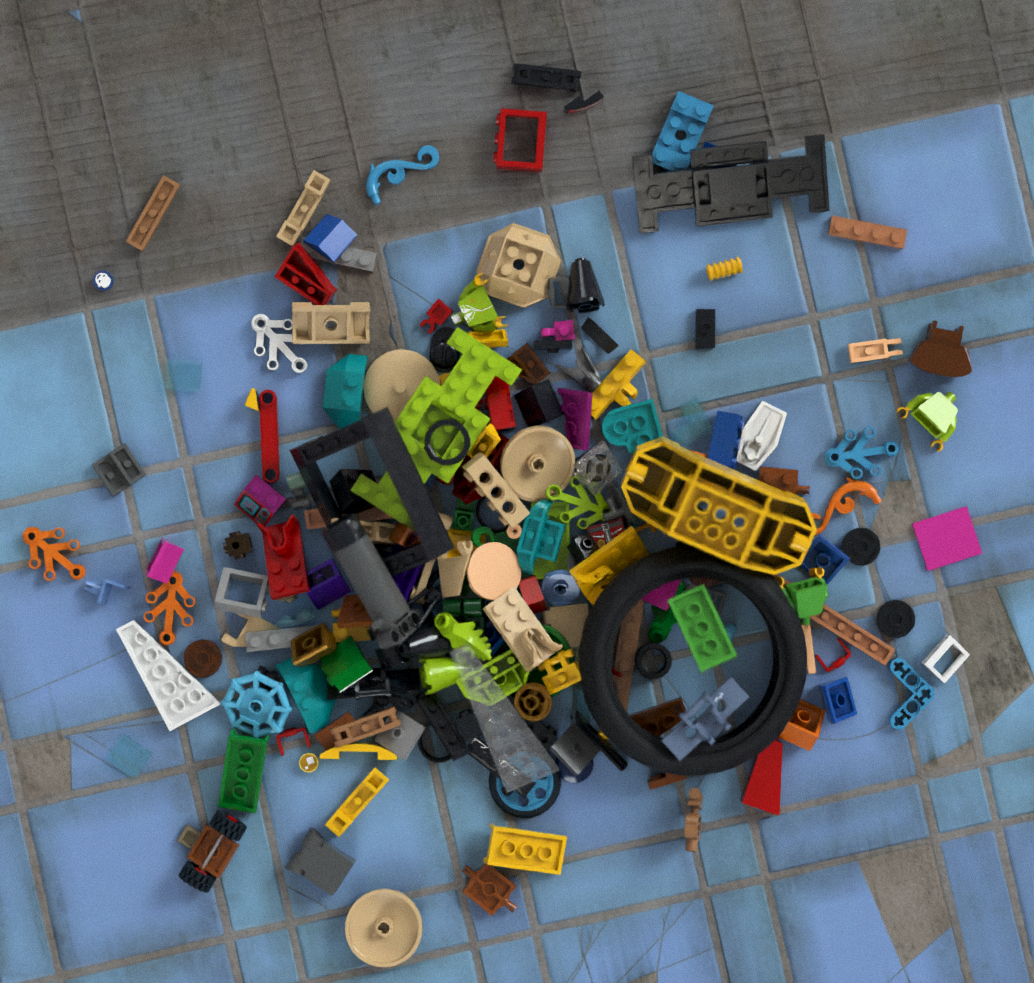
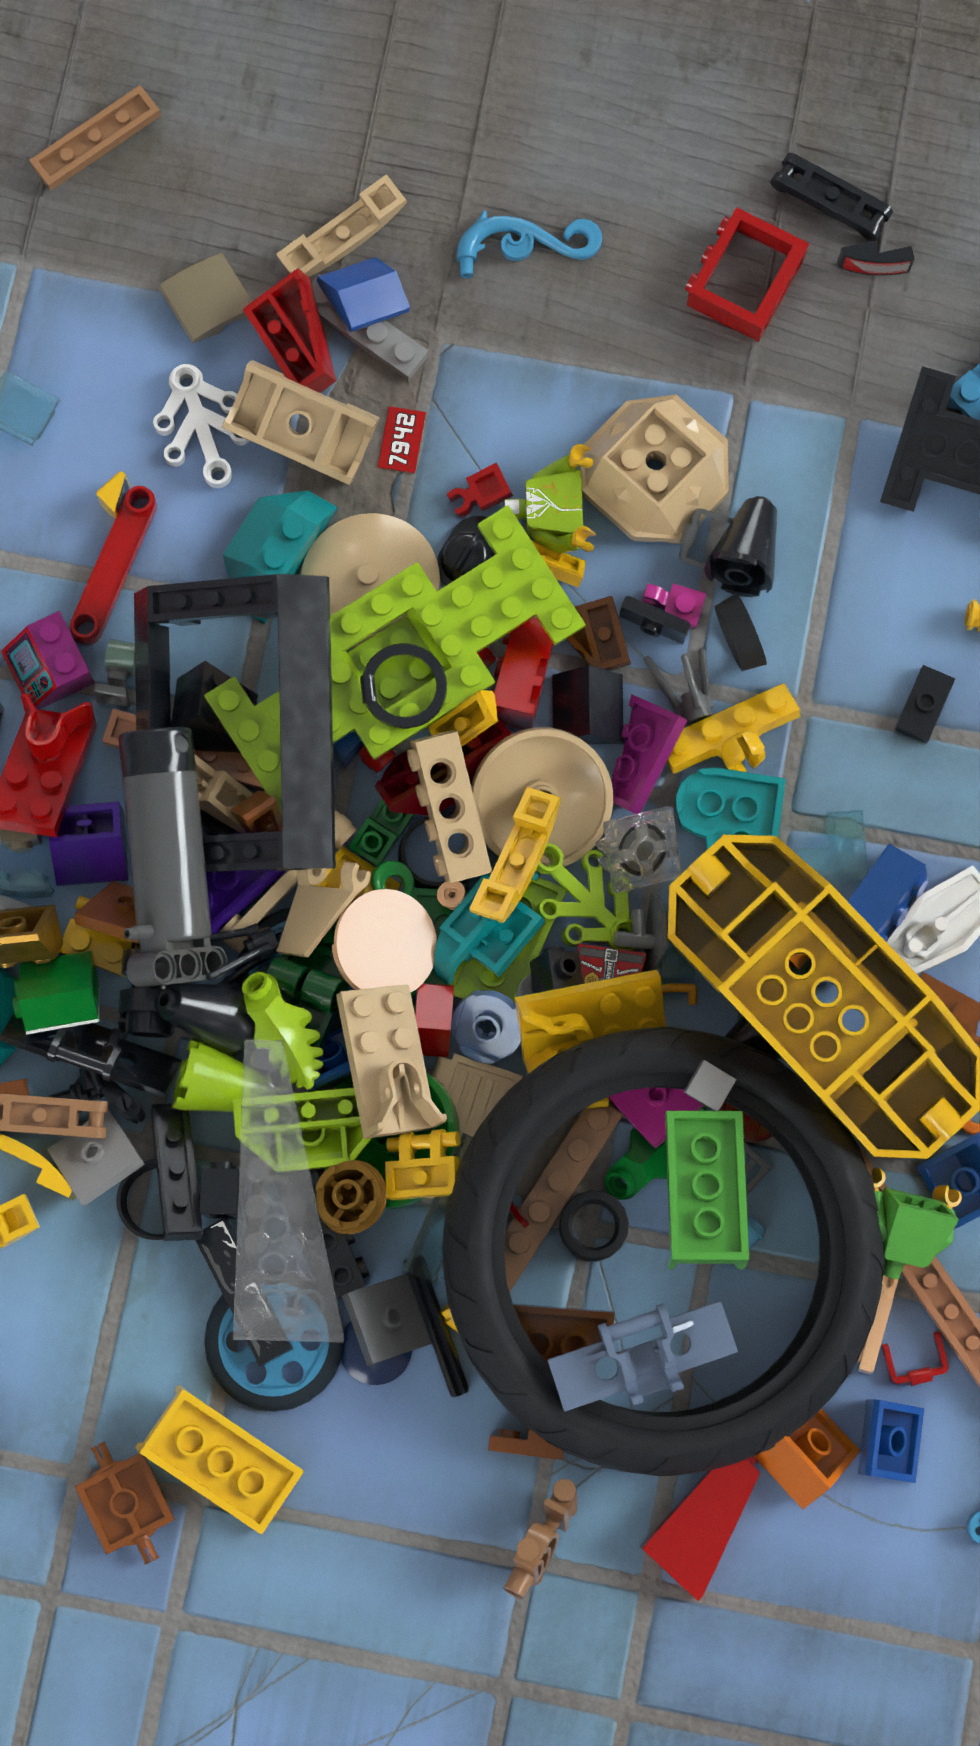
camera: 20 degrees right, 10 degrees down
(251, 274) = (205, 297): none -> dark tan slope
(383, 305) = (401, 439): none -> red sticker
(539, 500) = (519, 857): none -> yellow slope
(682, 578) = (709, 1085): none -> light grey tile

